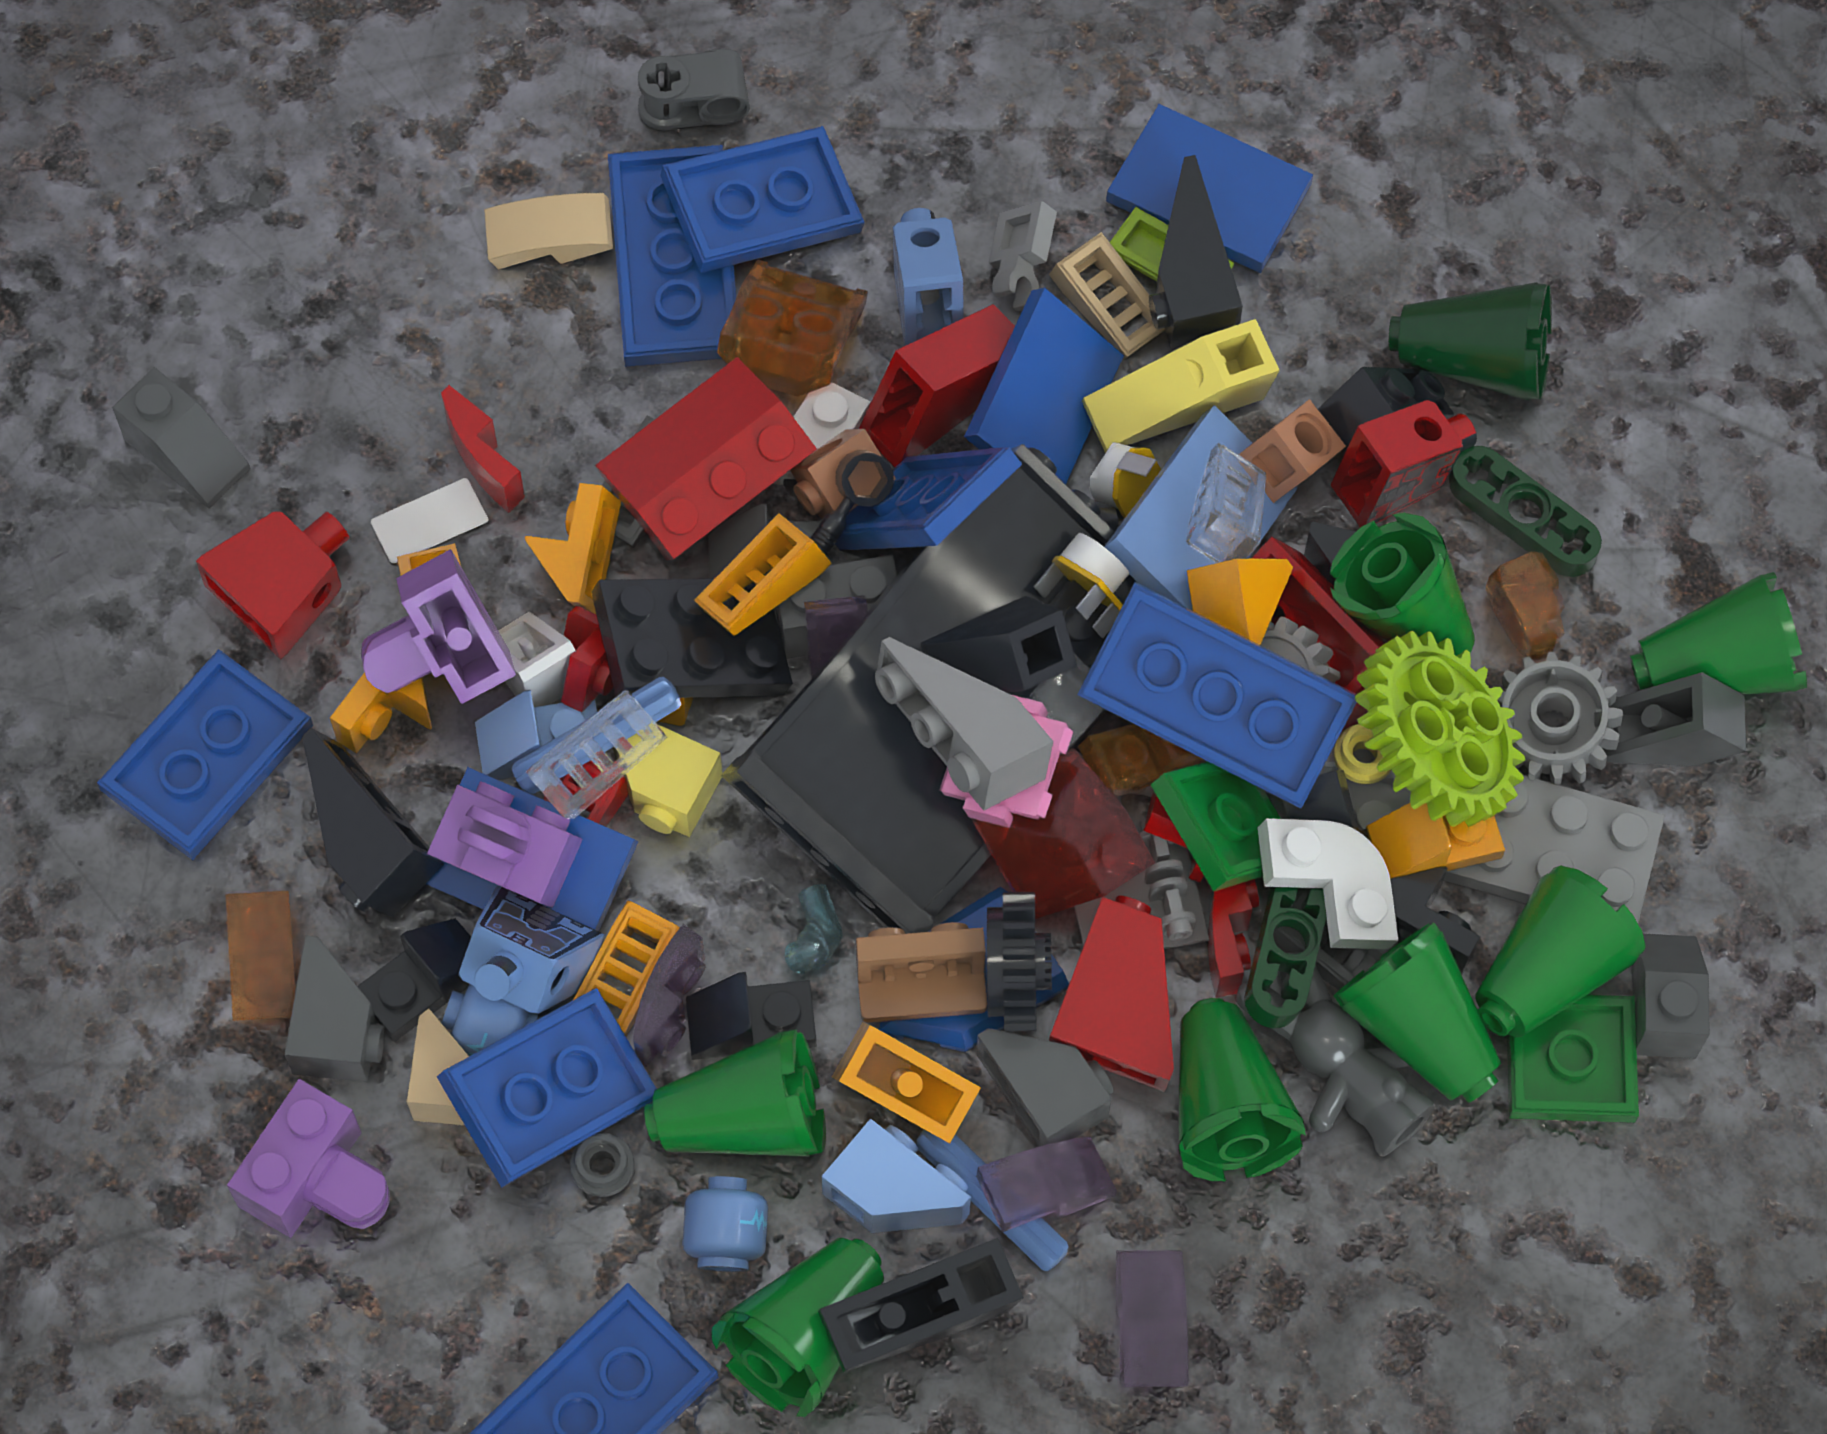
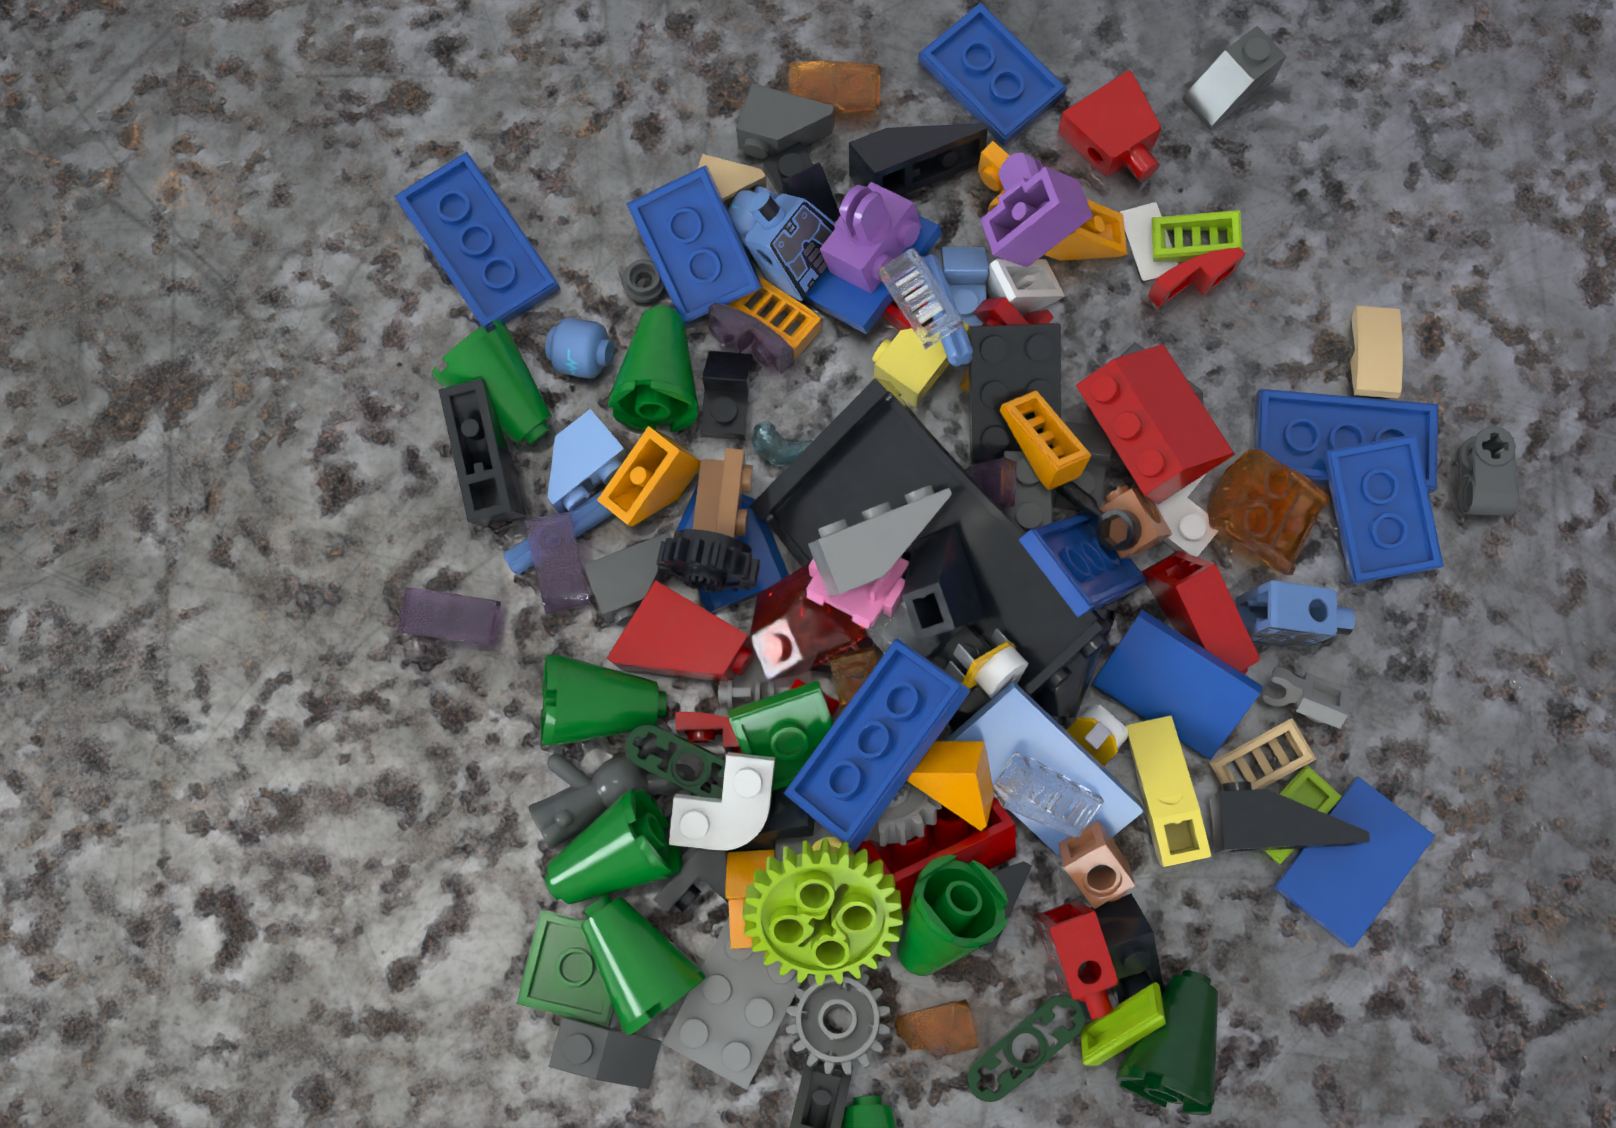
camera: 105 degrees right, 10 degrees up
(308, 1163) = (677, 95): medium lavender brick -> none
(415, 412) = (1212, 222): none -> lime slope
(586, 555) = (1093, 329): light orange slope -> none
(1469, 389) = (1123, 1026): none -> lime tile

